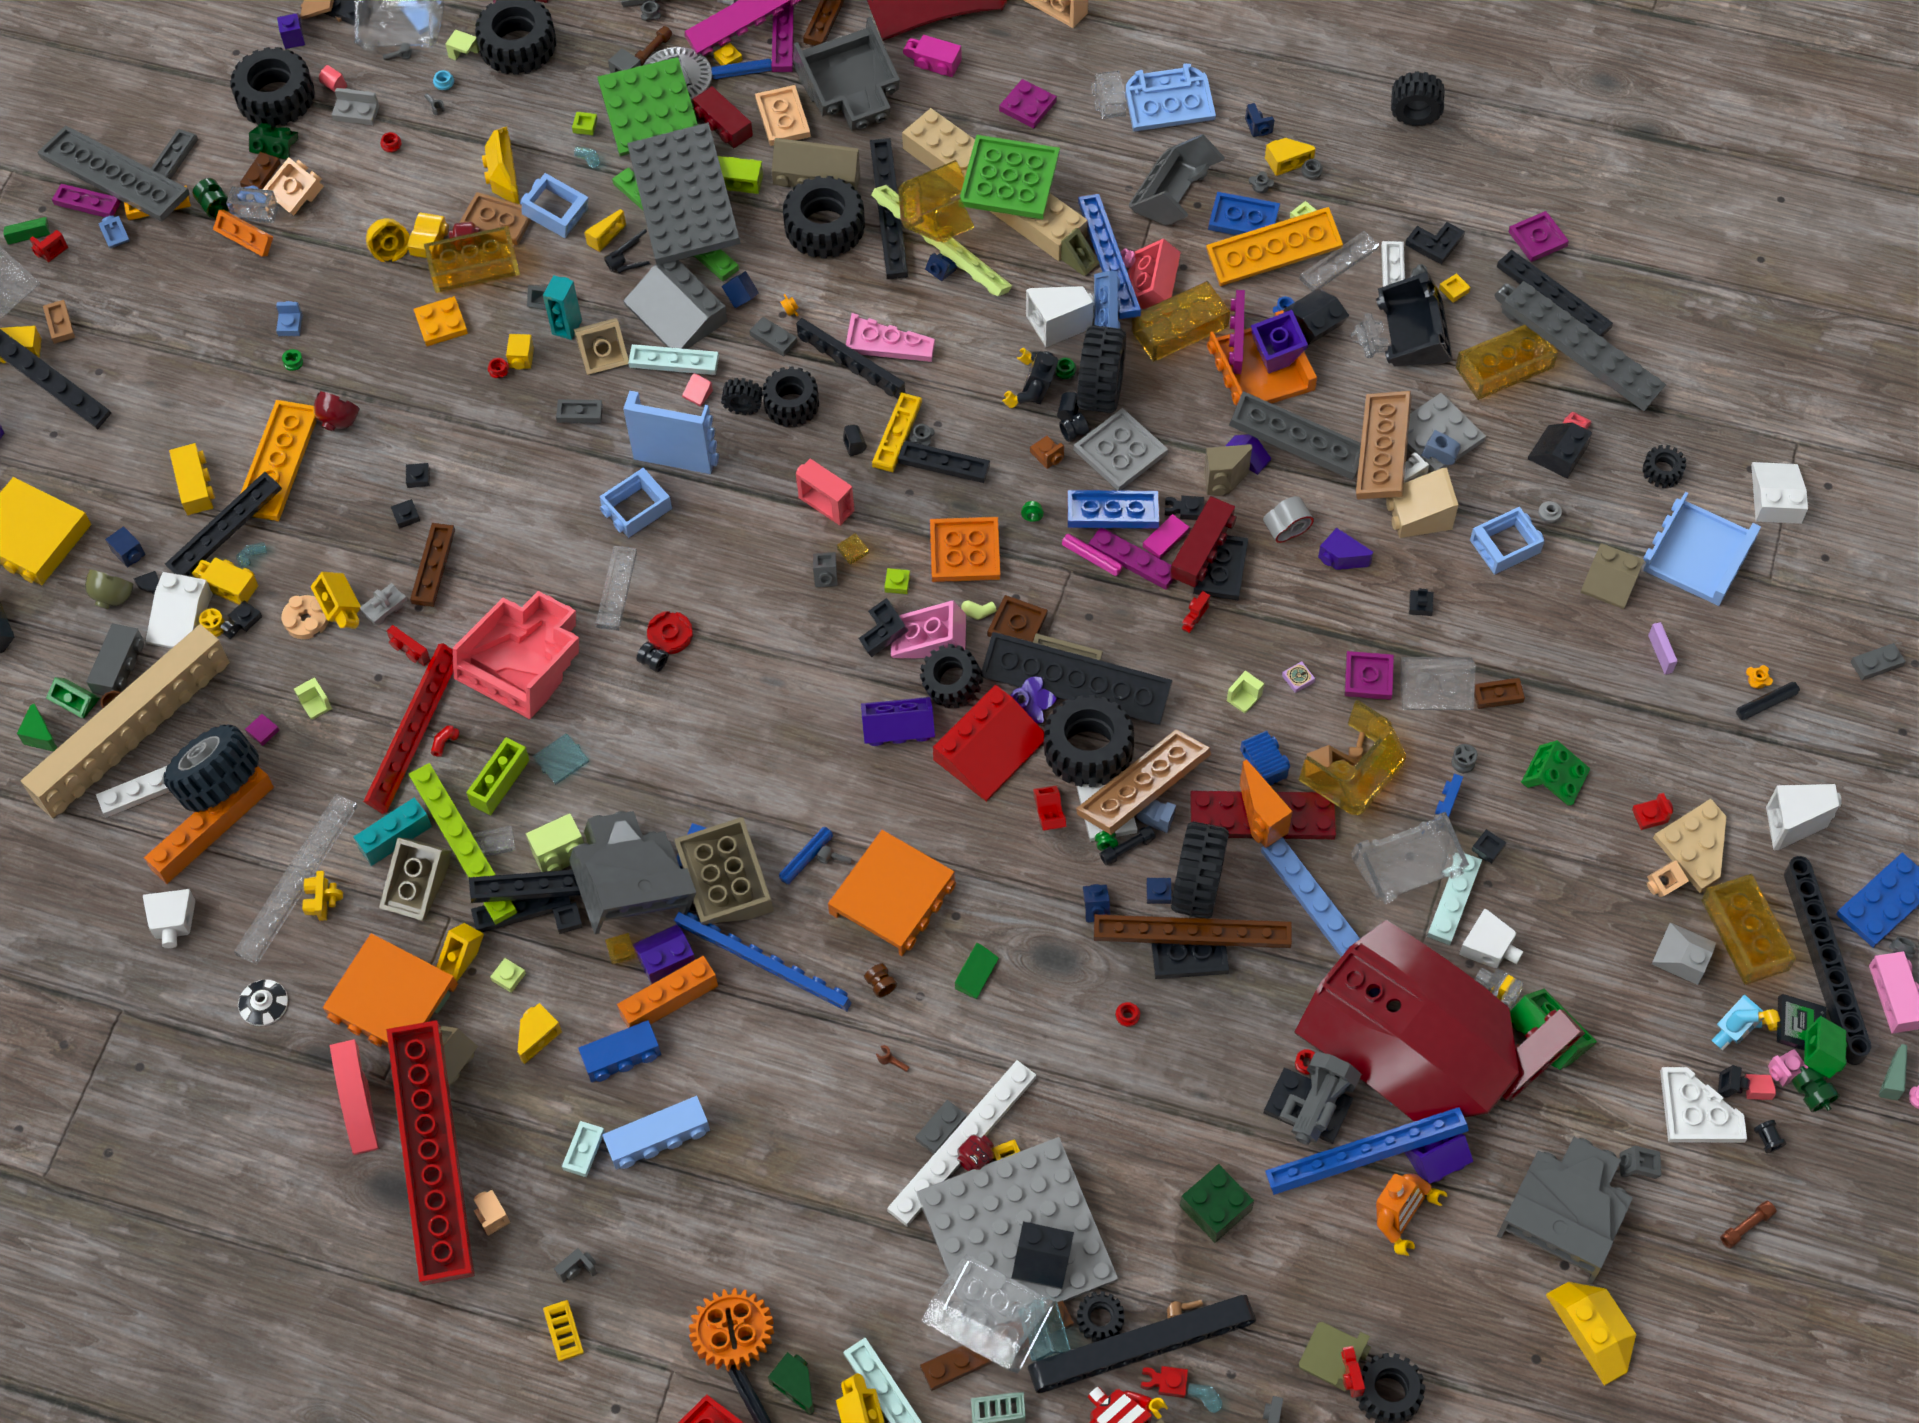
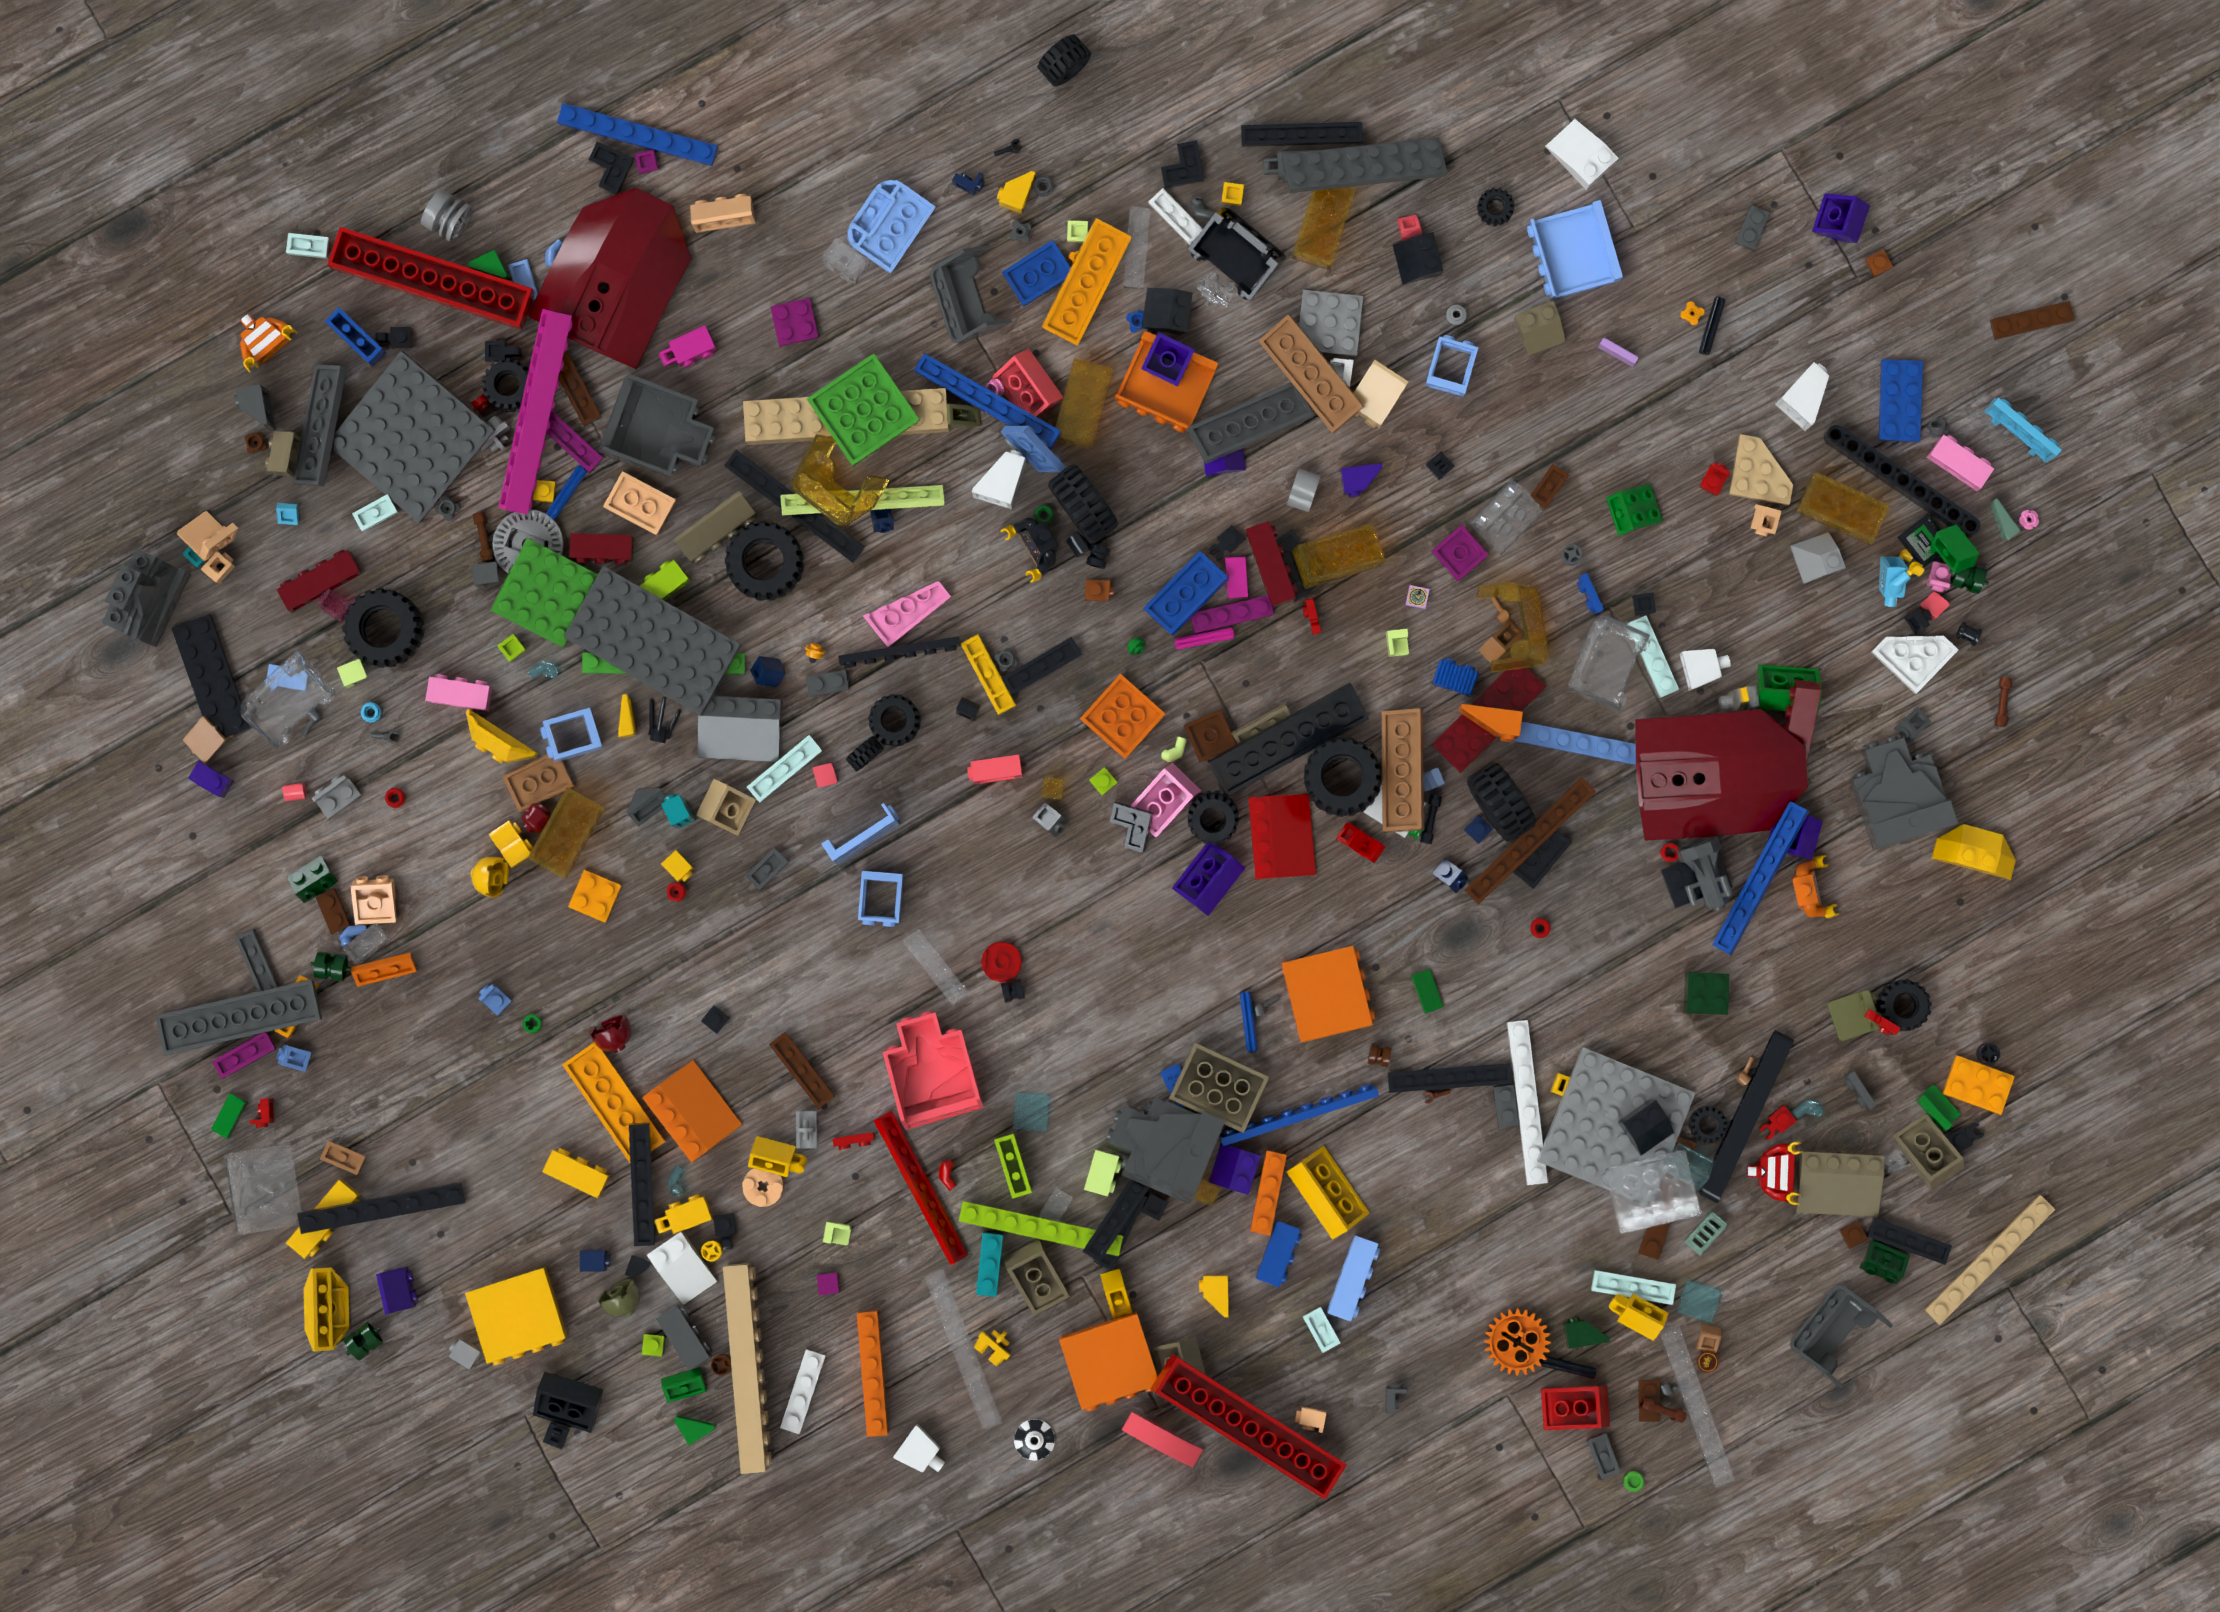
camera: 45 degrees left, 25 degrees up
(88, 647) = (653, 1345): none -> lime plate
(211, 768) = (843, 1345): black wheel -> none
(266, 68) = (238, 833): black tyre -> none
(320, 516) = (692, 1111): none -> orange slope
(405, 513) = (740, 1053): black plate -> none
(508, 975) = (1158, 1275): yellowish green plate -> none
(511, 113) = (459, 692): none -> bright pink brick
(557, 1309) = (1410, 1431): yellow slope -> none
(716, 1044) = (1328, 1192): none -> yellow slope
(919, 1056) = (1449, 1078): none -> black plate
(975, 1152) = (1546, 1105): dark red head -> none
(1036, 698) = (1277, 778): dark purple plate -> none
(1120, 449) = (1144, 542): light grey plate -> none
(1226, 468) = (1229, 495): dark tan slope -> none
(1236, 339) = (1136, 382): magenta plate -> none
(1265, 582) = (1338, 556): none -> clear yellow brick
(1318, 130) = (1009, 148): none -> black hand
(1442, 448) = (1349, 340): sand blue leg -> none
(1538, 236) = (1246, 94): magenta plate -> none

